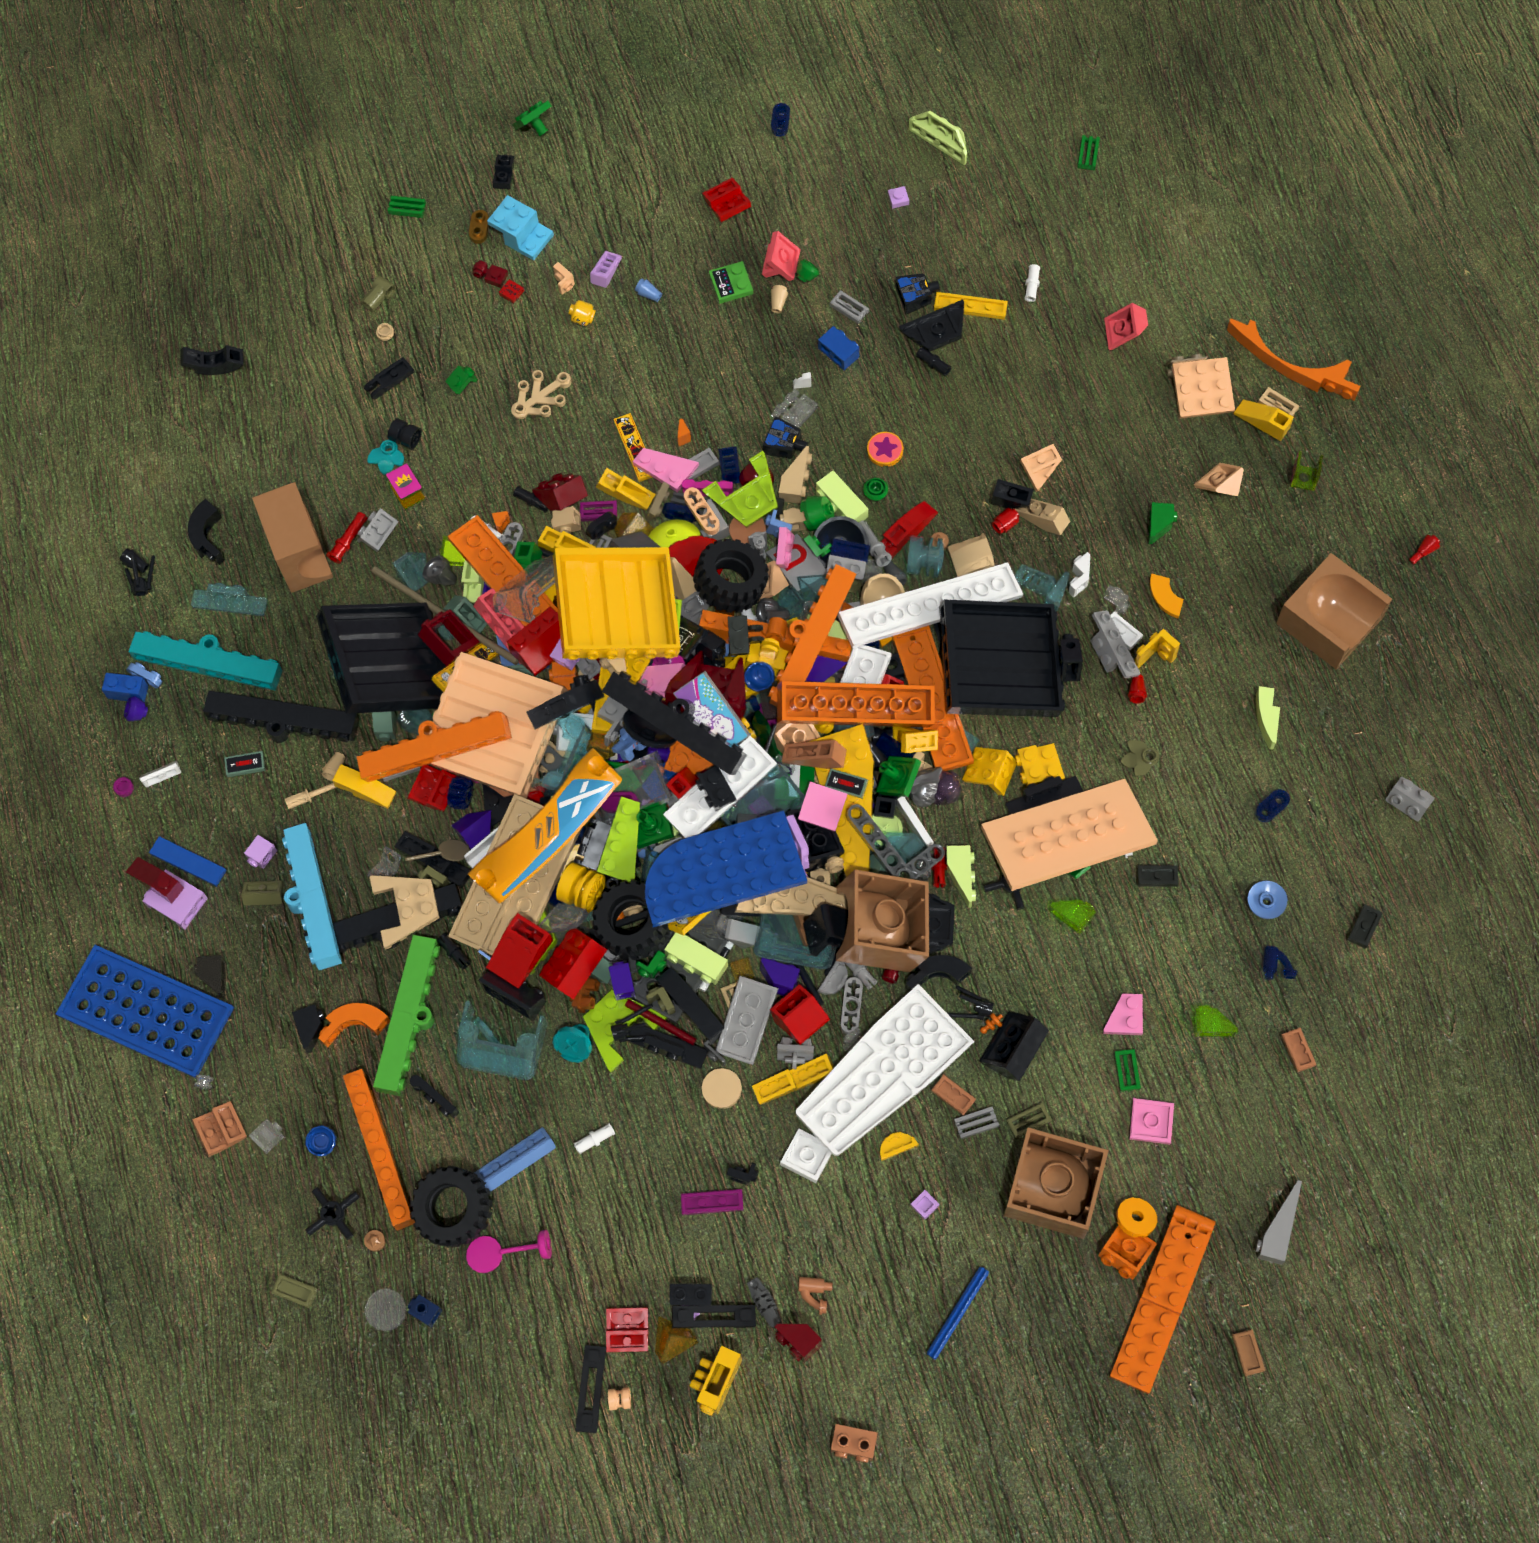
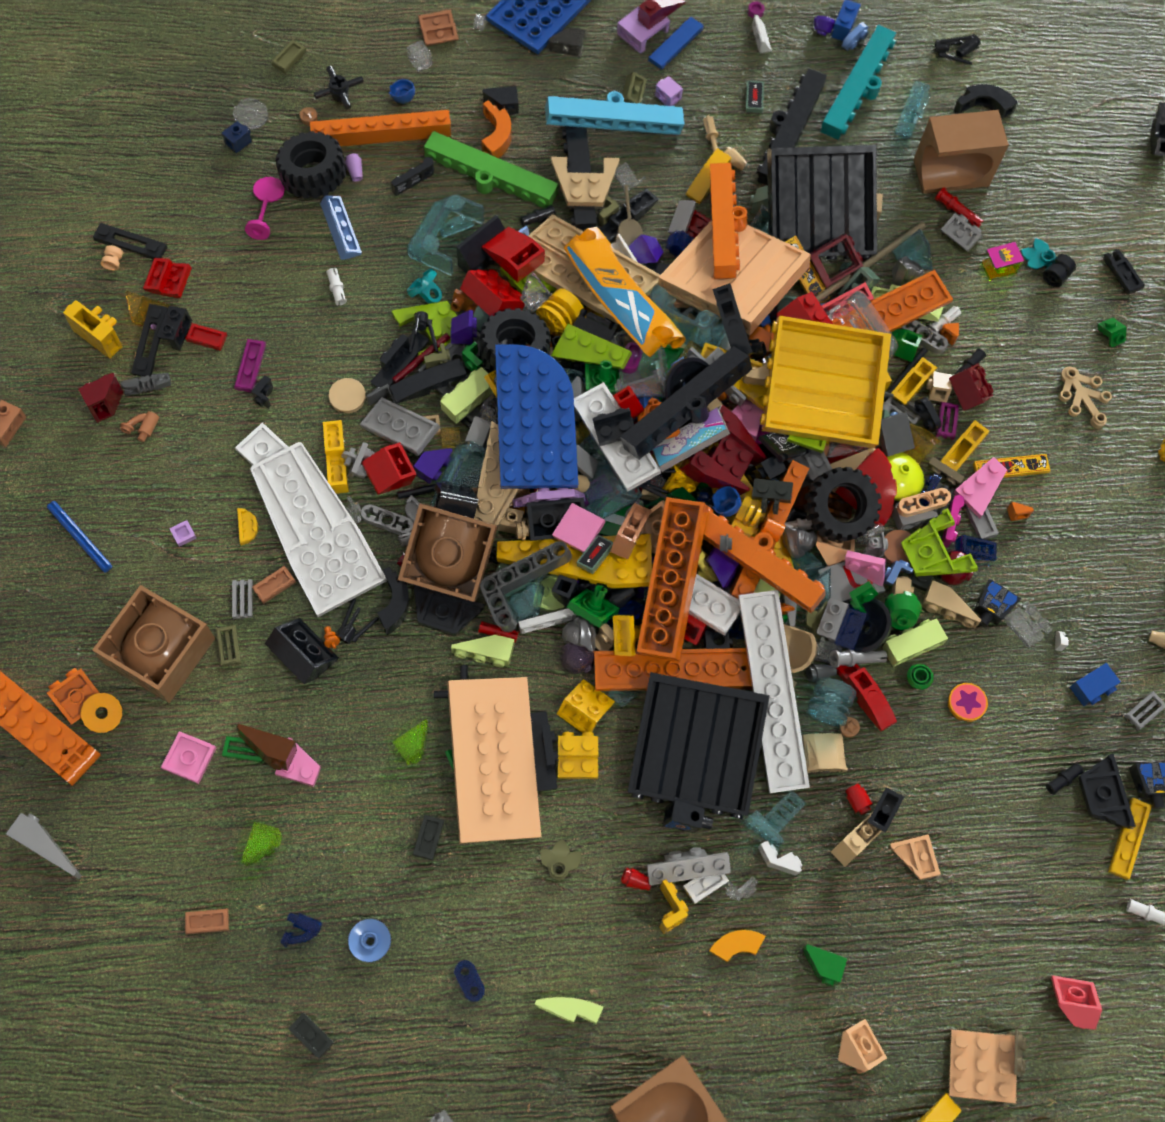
camera: 95 degrees right, 0 degrees up
(427, 798) = (682, 216): none -> light grey slope
(435, 1162) = (354, 166): none -> lavender cone
(689, 1261) = (206, 337): none -> red tile
(810, 661) = (725, 543): none -> dark grey plate
(1123, 1039) = (273, 749): none -> reddish brown slope

